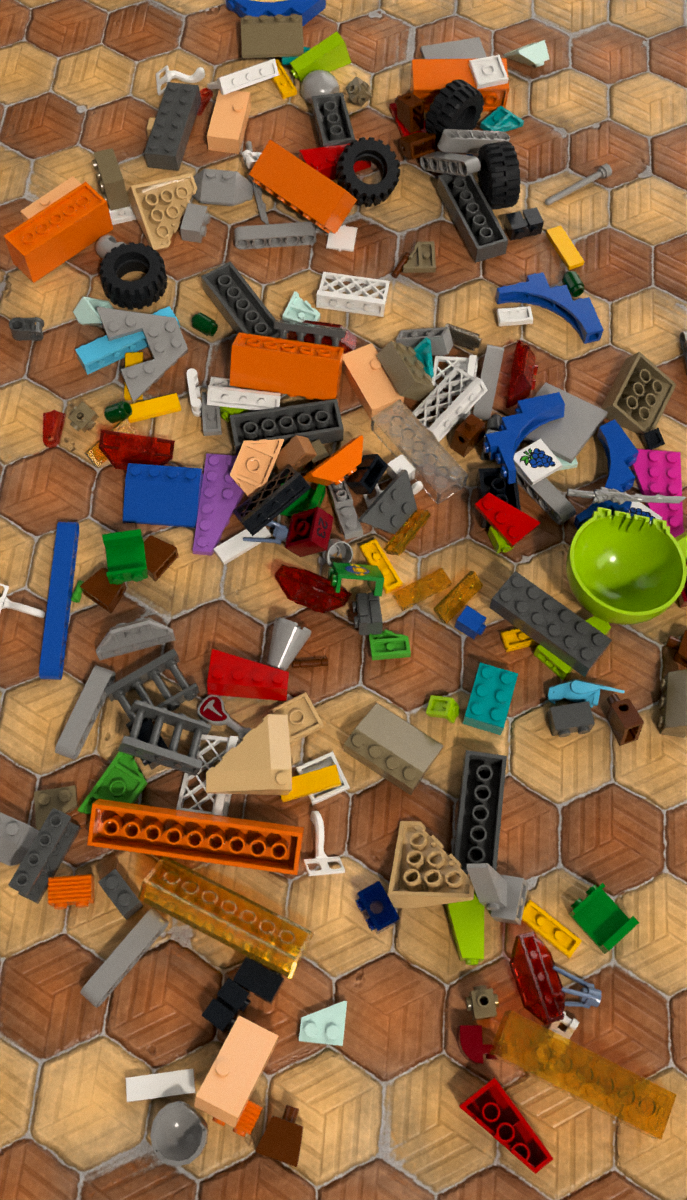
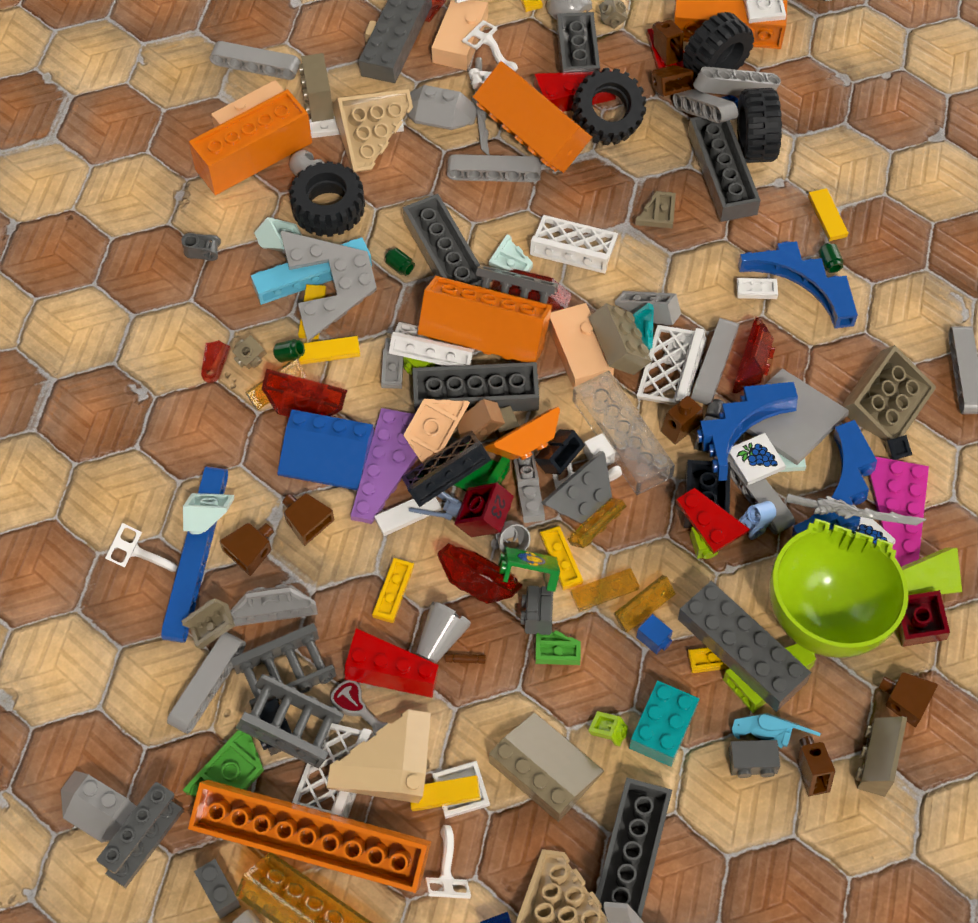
camera: 10 degrees right, 5 degrees down
(52, 161) = (255, 60): none -> light grey beam
(60, 798) = (166, 773): dark tan wing -> none
(62, 561) = (204, 510): none -> light aqua slope
(71, 890) = (163, 878): orange brick -> none
(76, 595) = (215, 549): bright green piece -> none
(80, 659) = (209, 622): none -> dark tan bracket
(125, 556) = (274, 514): green panel -> none
(194, 223) = (404, 145): light grey brick -> none
(194, 392) = (377, 337): white plate -> none
(239, 611) = (393, 590): none -> yellow tile
(255, 124) = (487, 38): none -> white piece
(301, 717) = (446, 718): tan tile -> none
(343, 239) = (571, 180): white piece -> none
(399, 267) = (632, 218): reddish brown wheel -> none
(456, 409) = (670, 388): white fence -> none
(464, 338) = (694, 307): clear smoke brick -> none
(501, 120) = (774, 60): teal wing -> none
(519, 228) = (777, 187): black piece -> none
(545, 512) = (758, 518): none -> light blue piece
(603, 172) = (887, 130): light grey piece -> none

